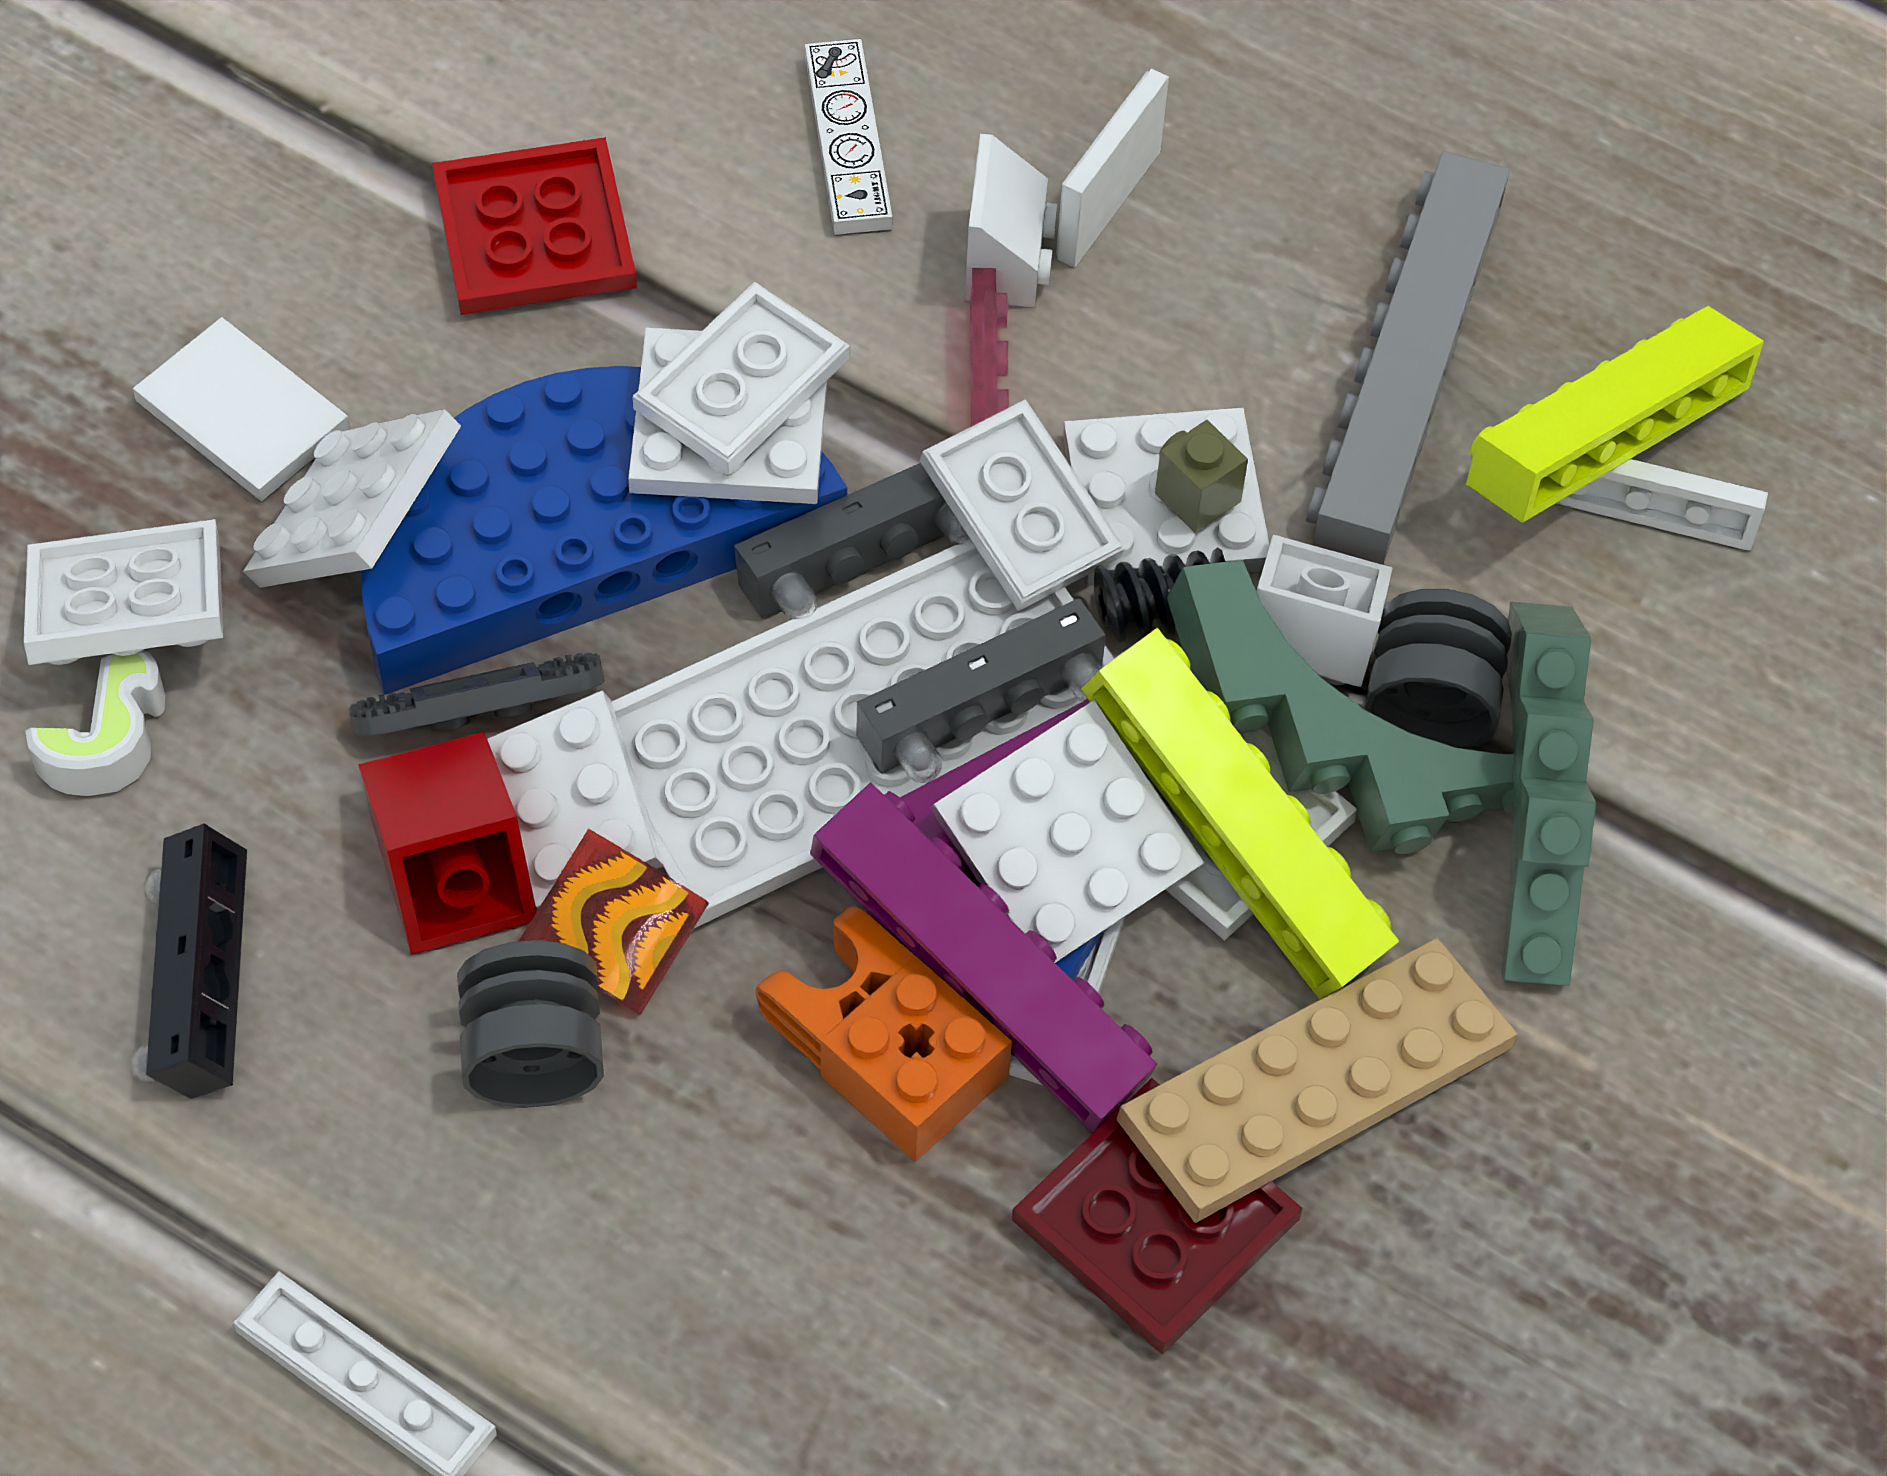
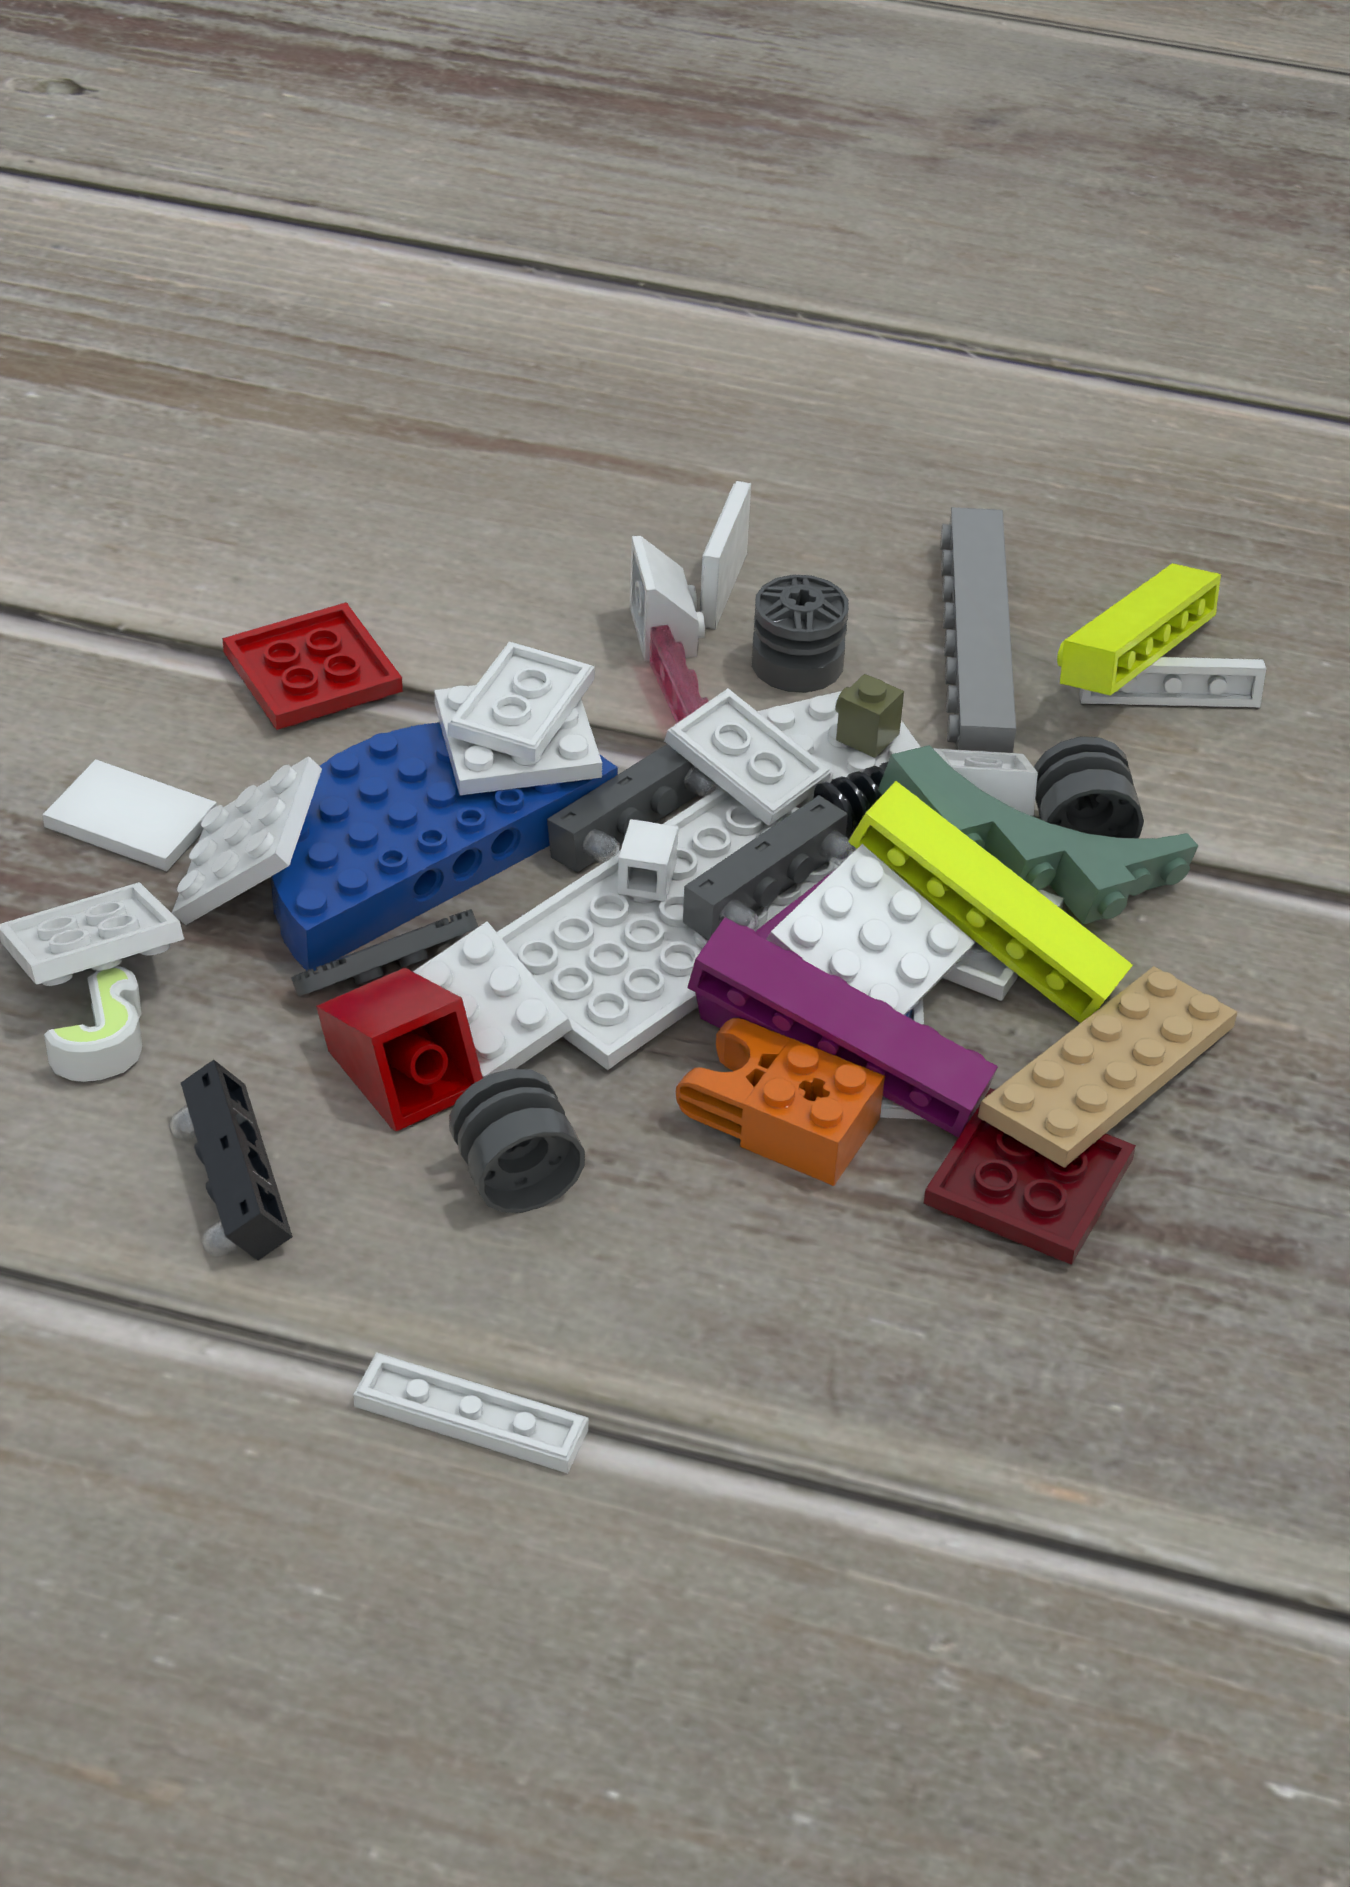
camera: 15 degrees left, 15 degrees down
(620, 915) = (563, 1051): slope -> none
(836, 639) = (647, 860): none -> white brick
(848, 137) = (521, 578): white tile -> none
(1165, 314) = (799, 633): none -> dark grey wheel
(1550, 791) = (1208, 858): sand green arch -> none

